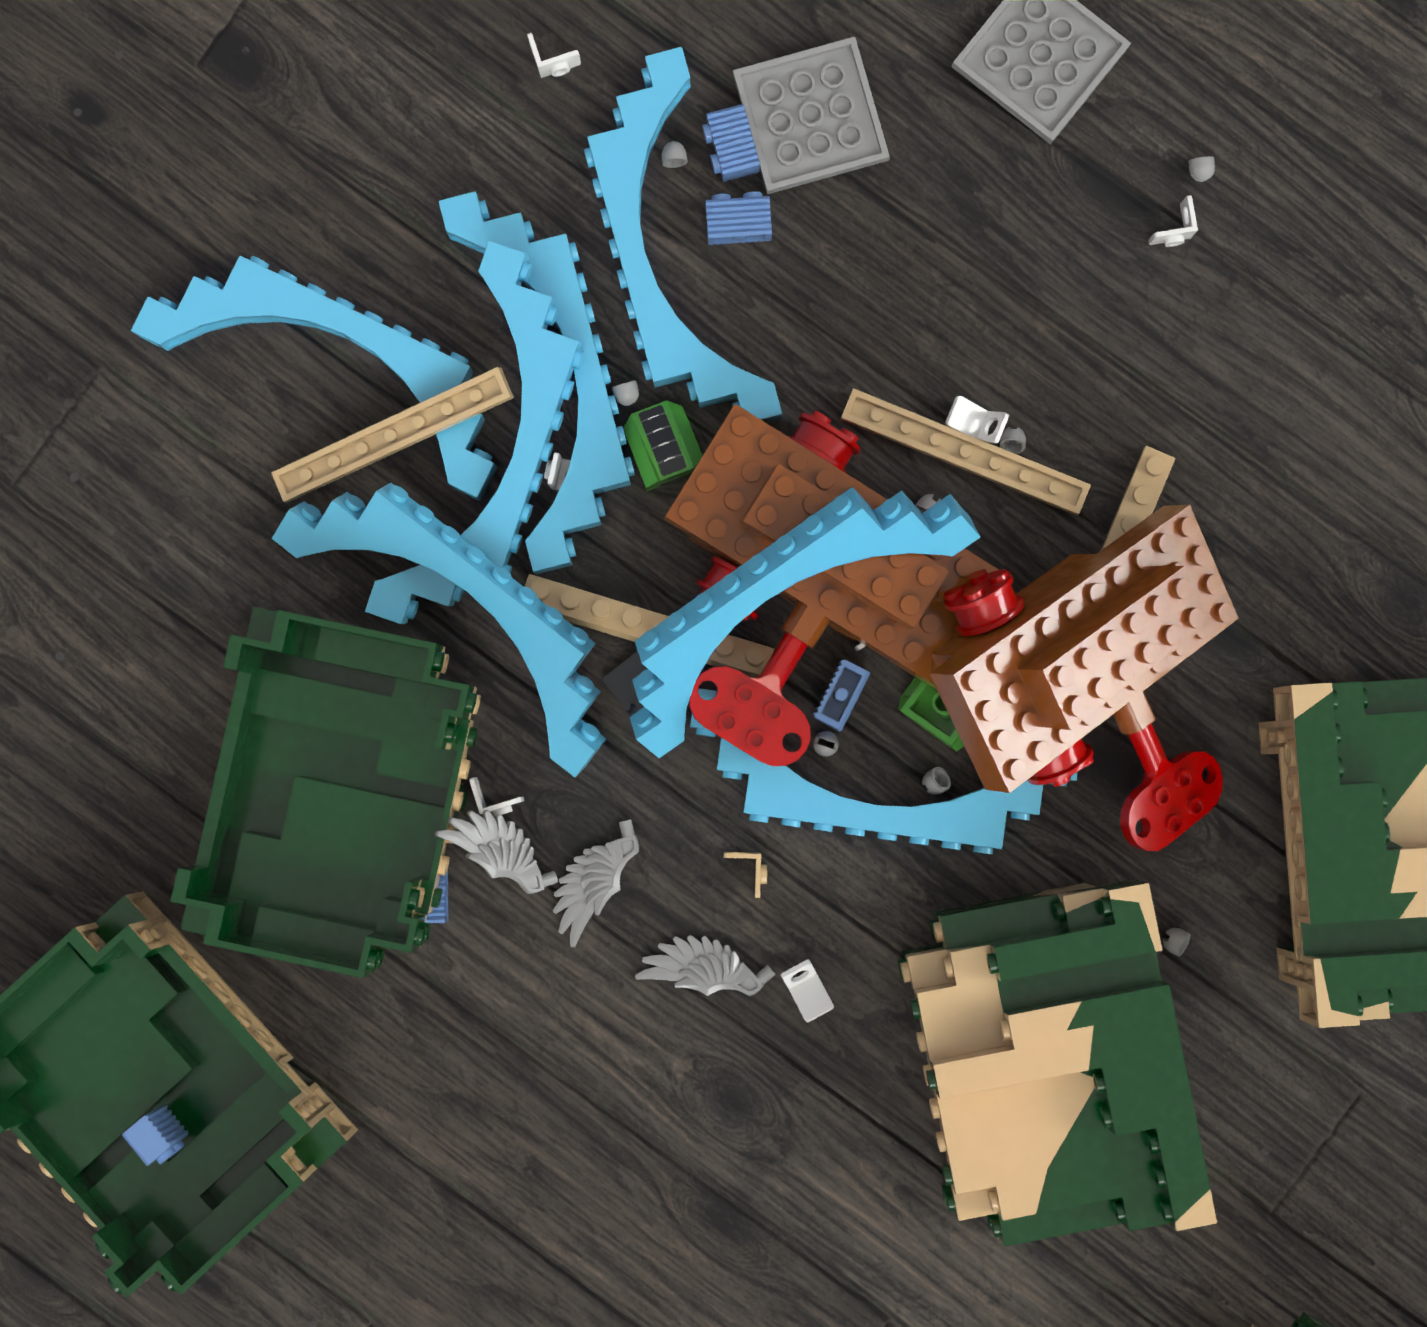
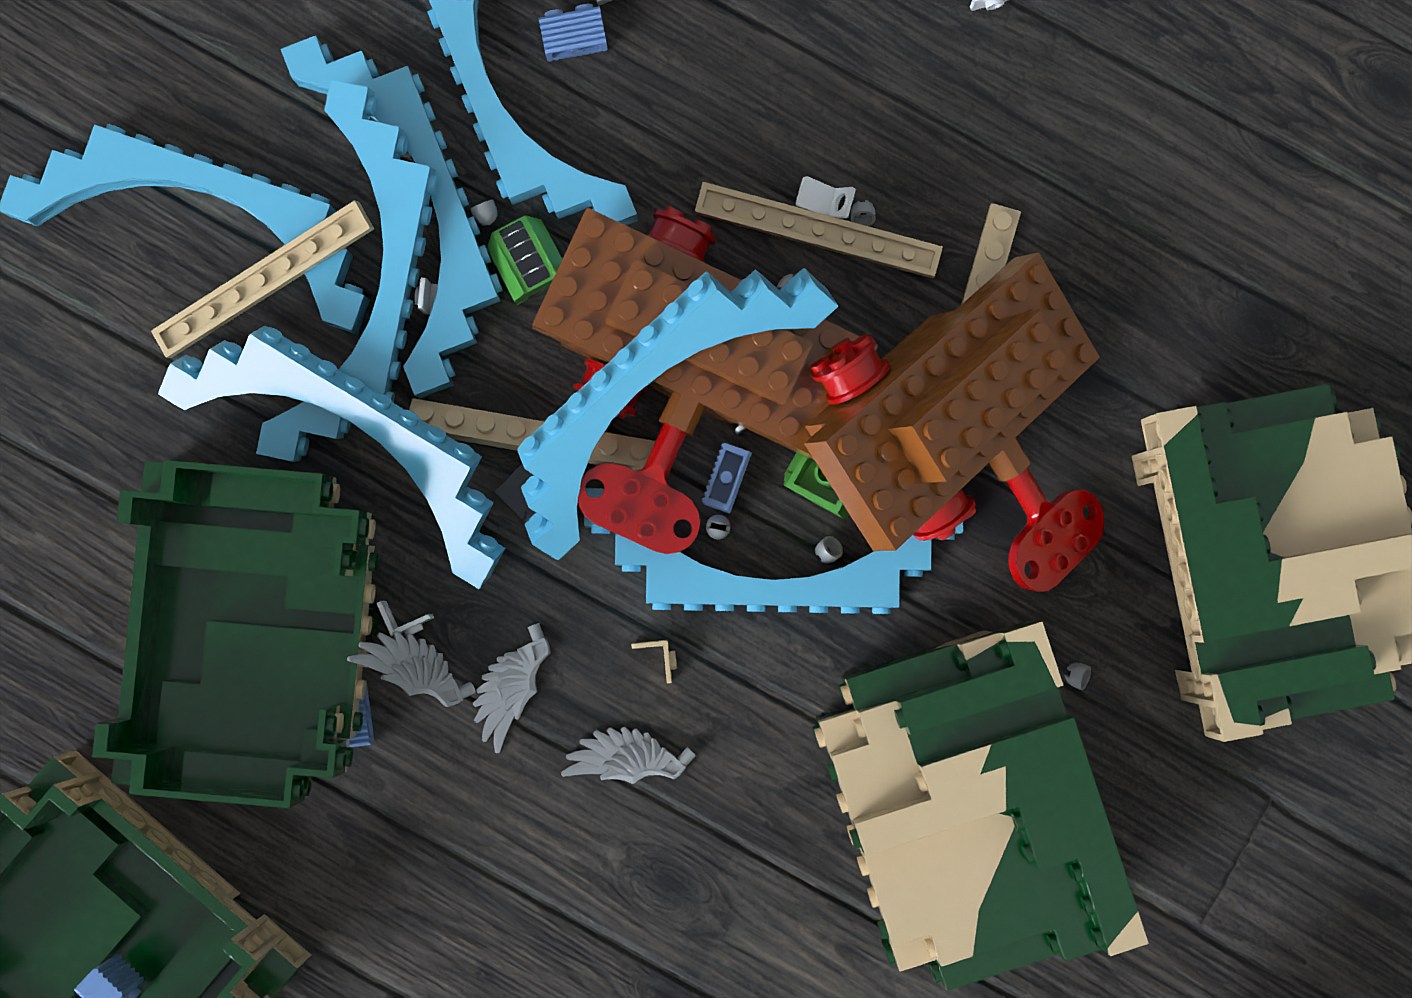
camera: 10 degrees left, 0 degrees up
(807, 991) = (729, 767): white bracket -> none

